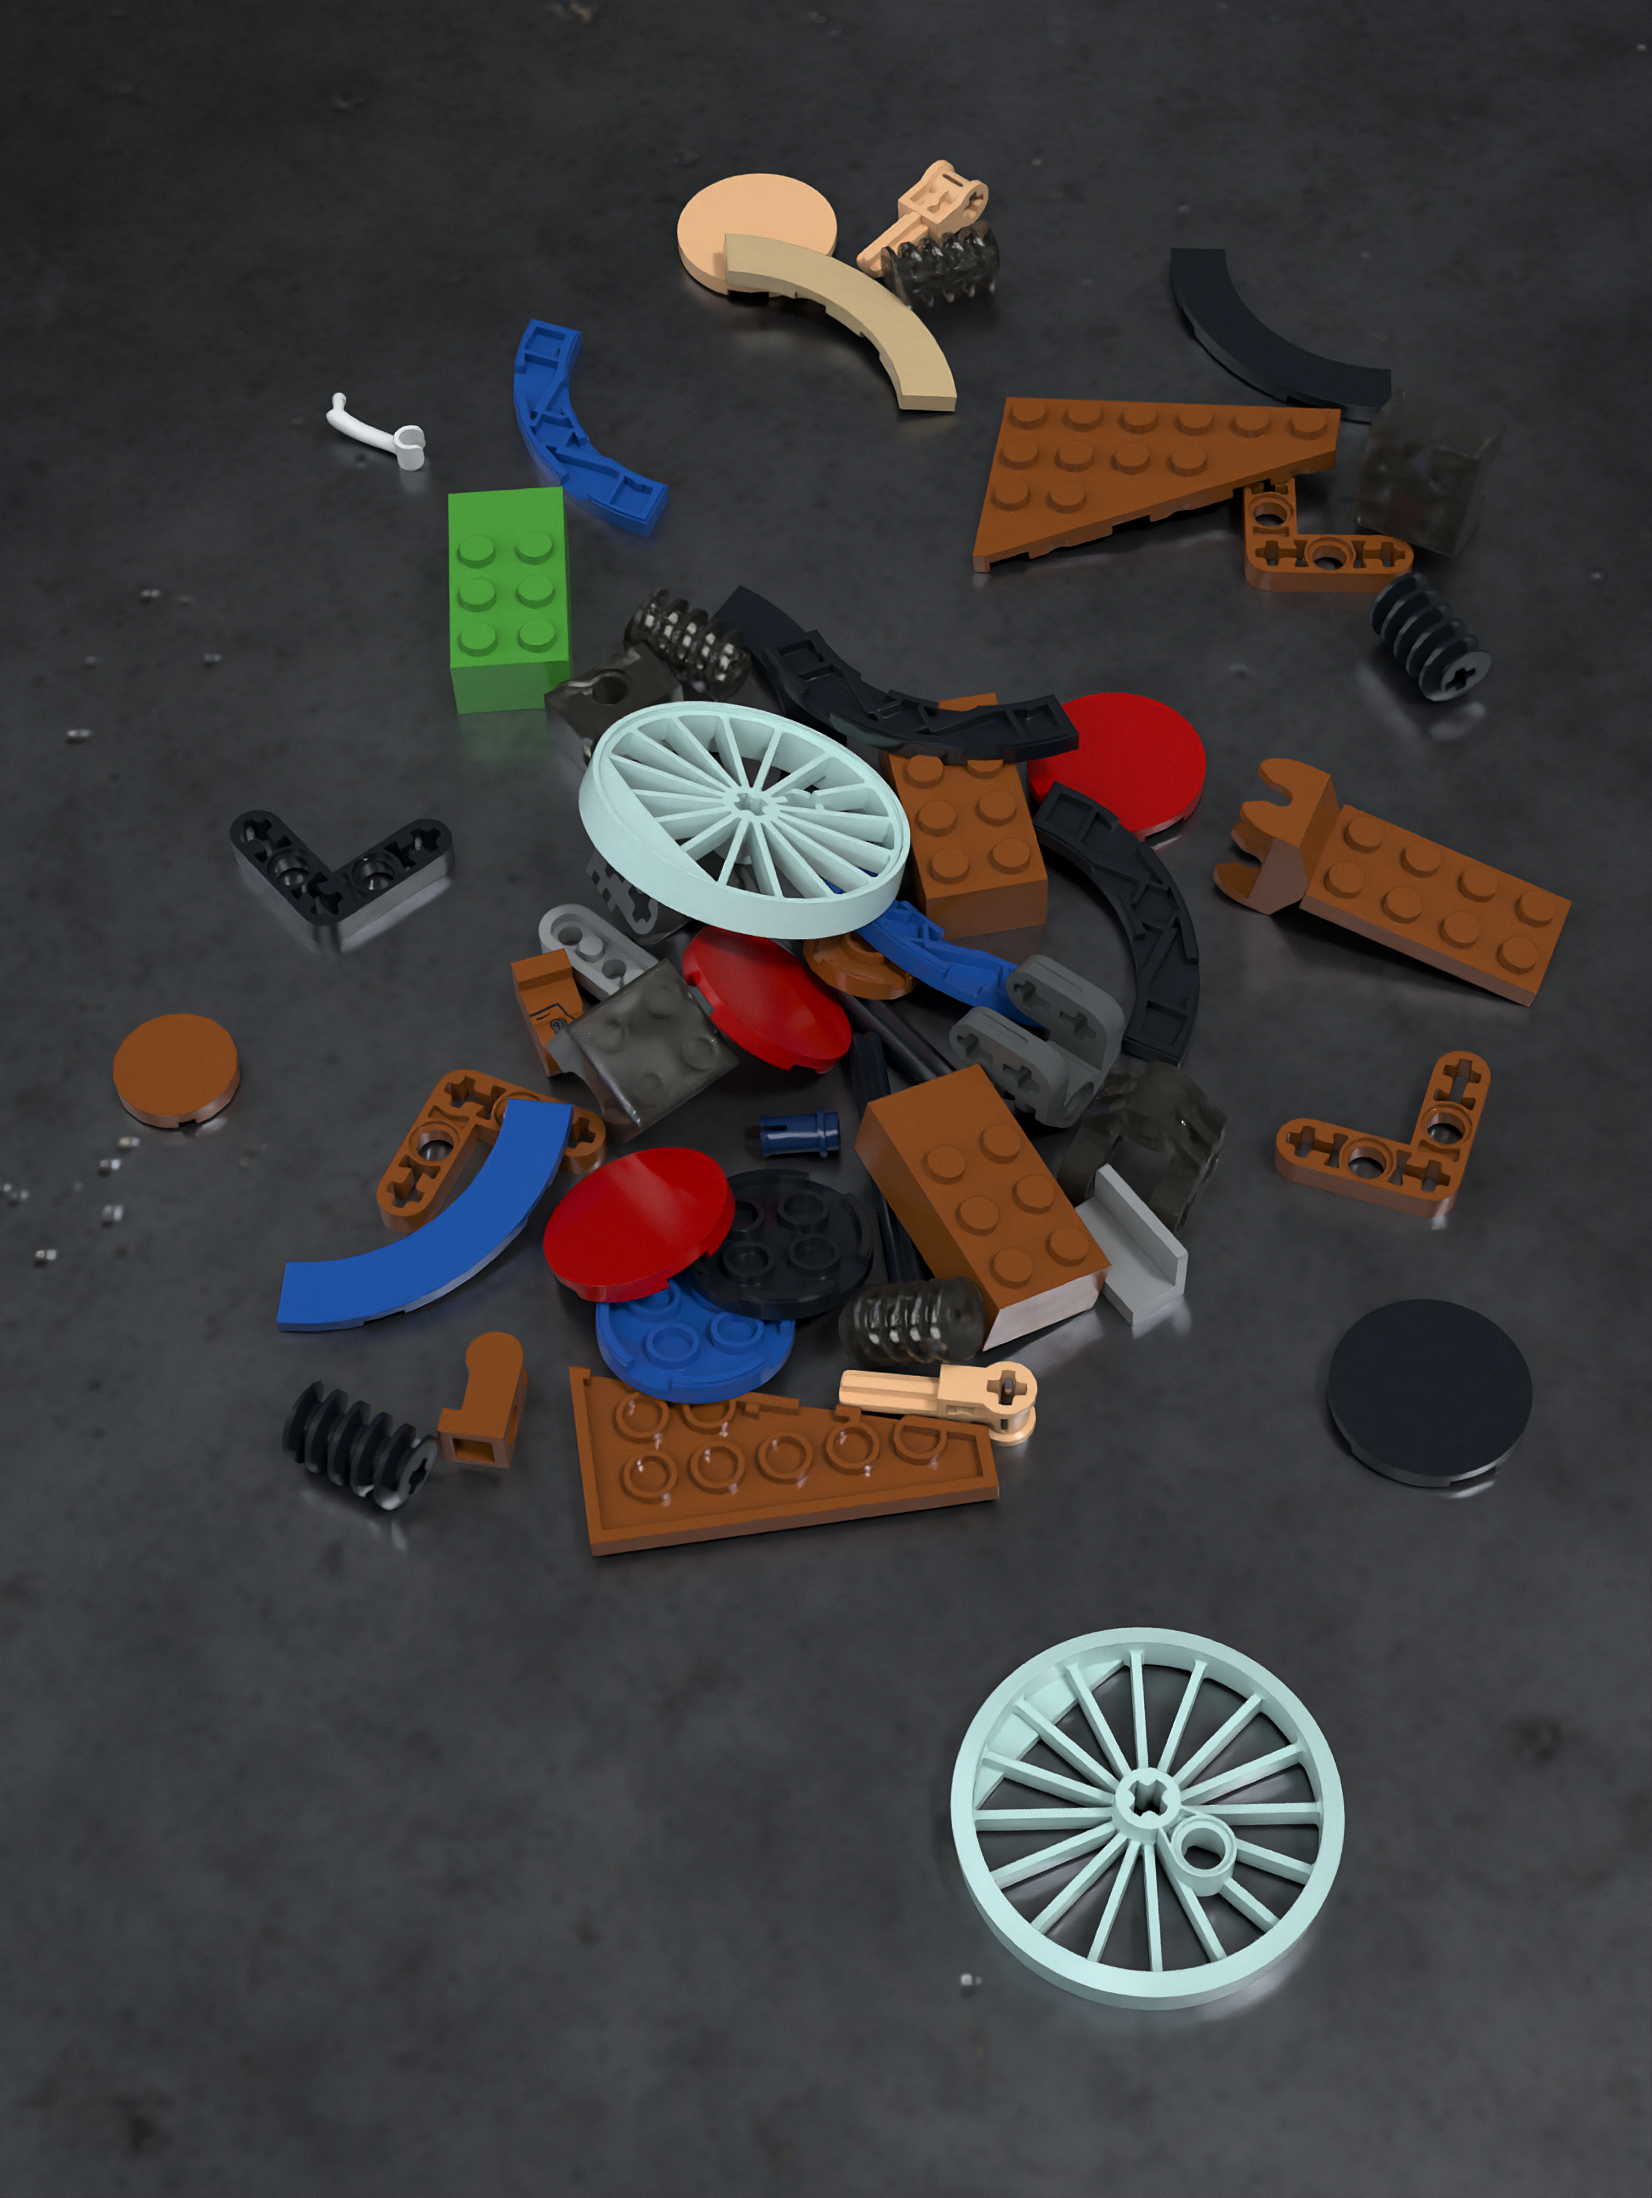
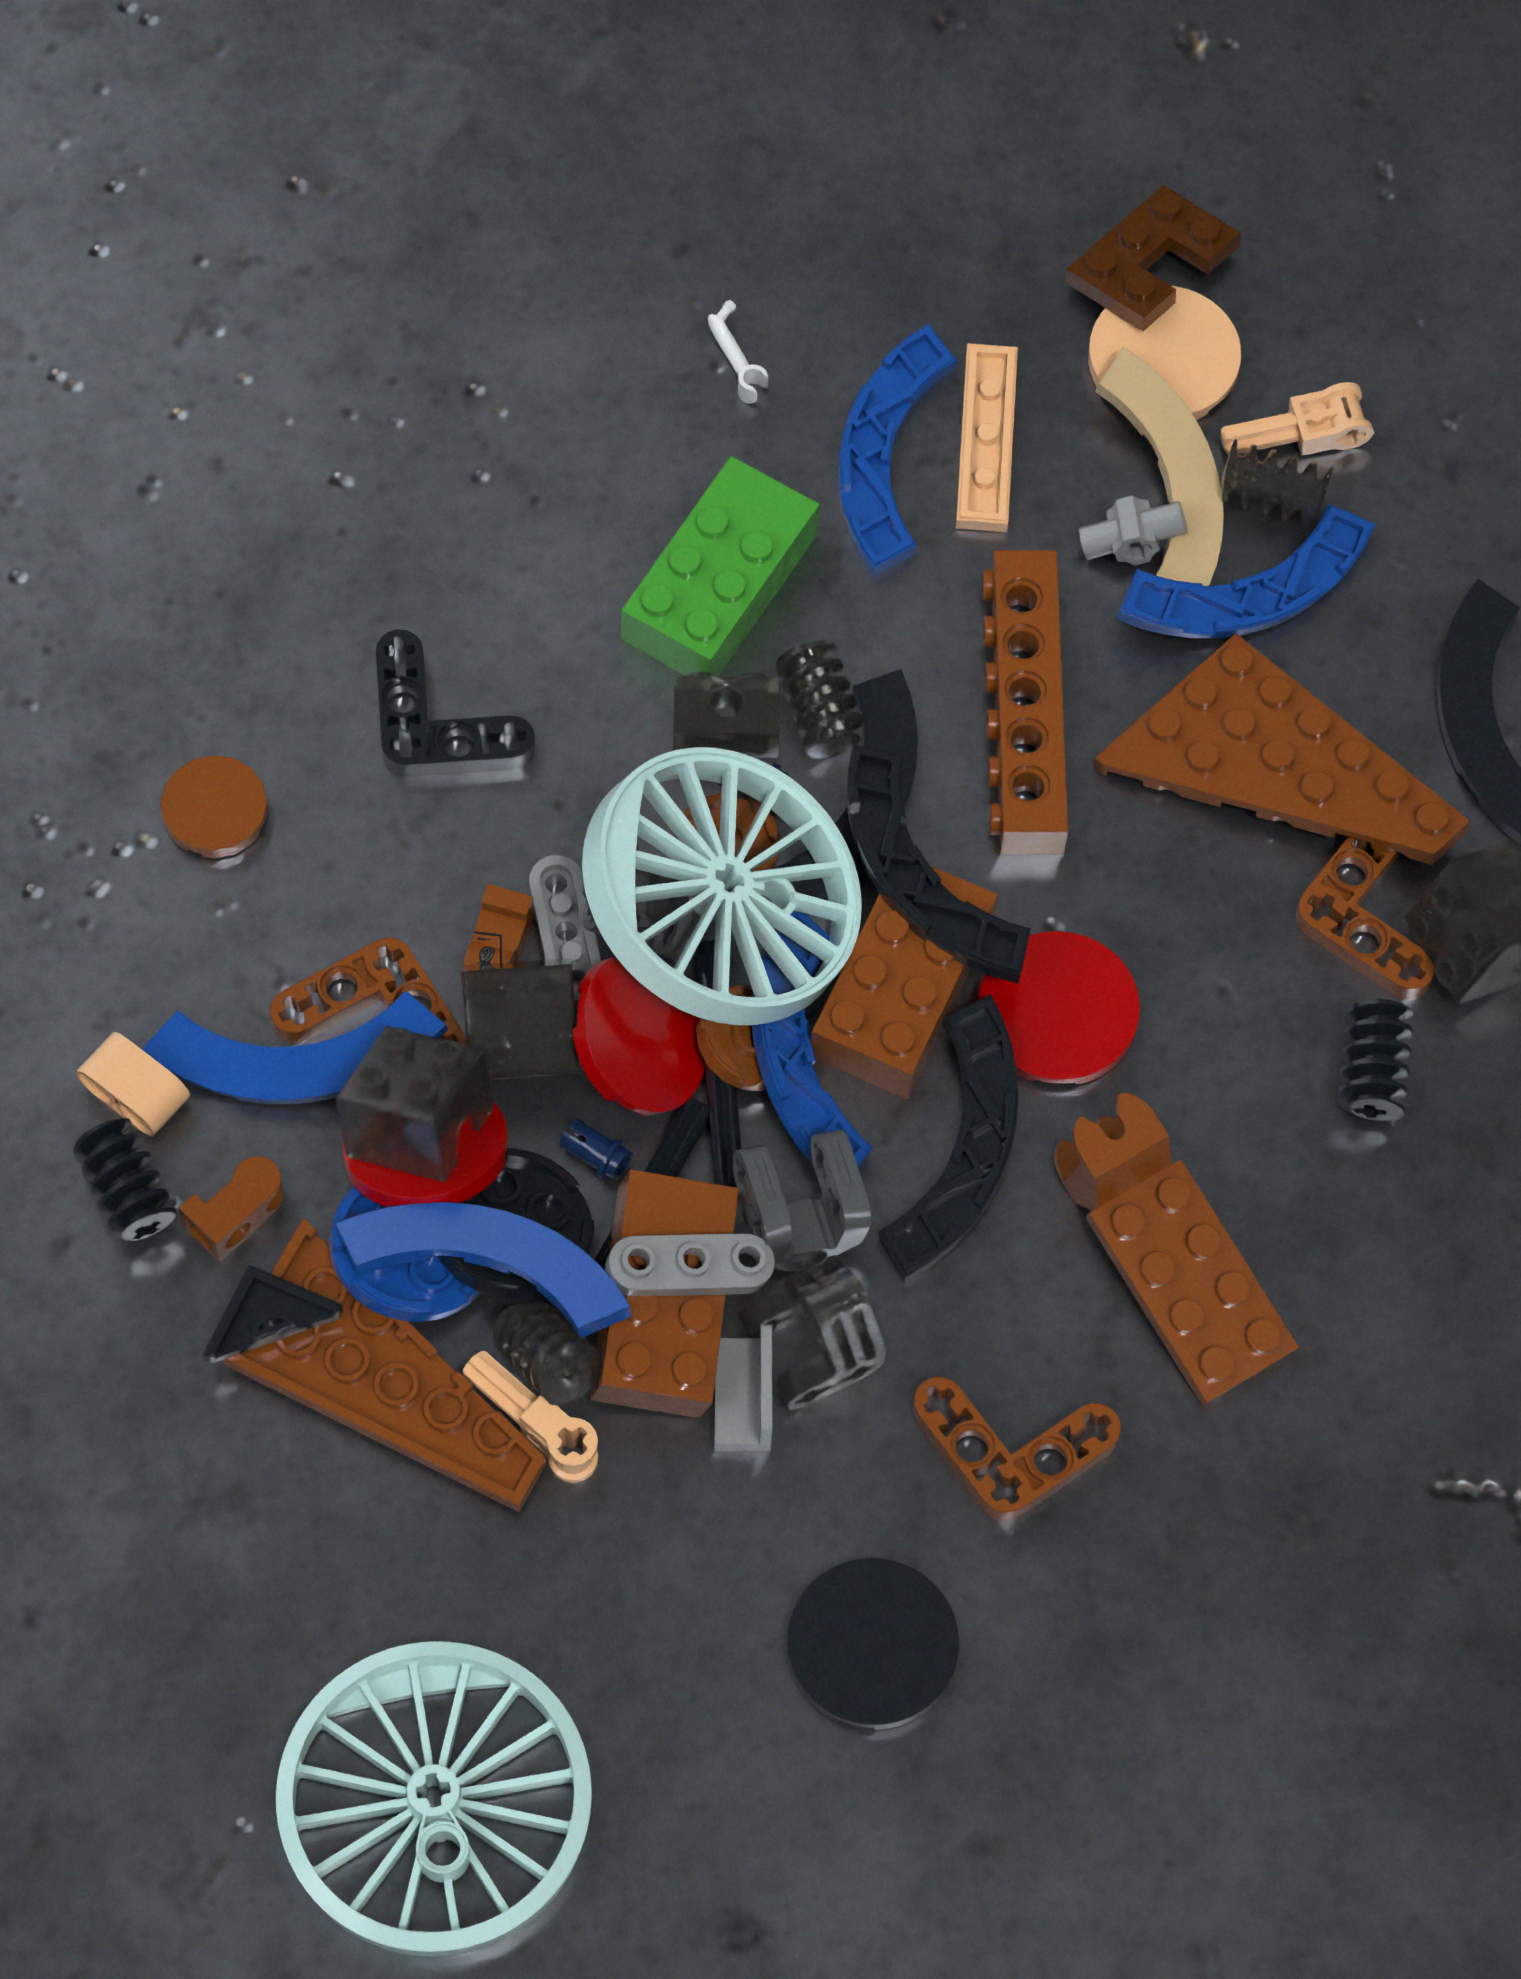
camera: 30 degrees right, 10 degrees up
(287, 1352) = (133, 1084): none -> light nougat beam
(605, 1468) = (267, 1311): none -> black tile
(607, 1177) = (411, 1102): none -> clear smoke piece
(658, 377) = (986, 438): none -> light nougat tile
(661, 181) = (1117, 264): none -> reddish brown plate
(786, 1250) = (492, 1240): none -> blue tile
(852, 366) = (1133, 530): none -> light grey axle
(878, 547) = (1030, 581): none -> dark orange brick
(996, 369) = (1253, 601): none -> blue tile
(1030, 1126) = (670, 1276): none -> light grey plate

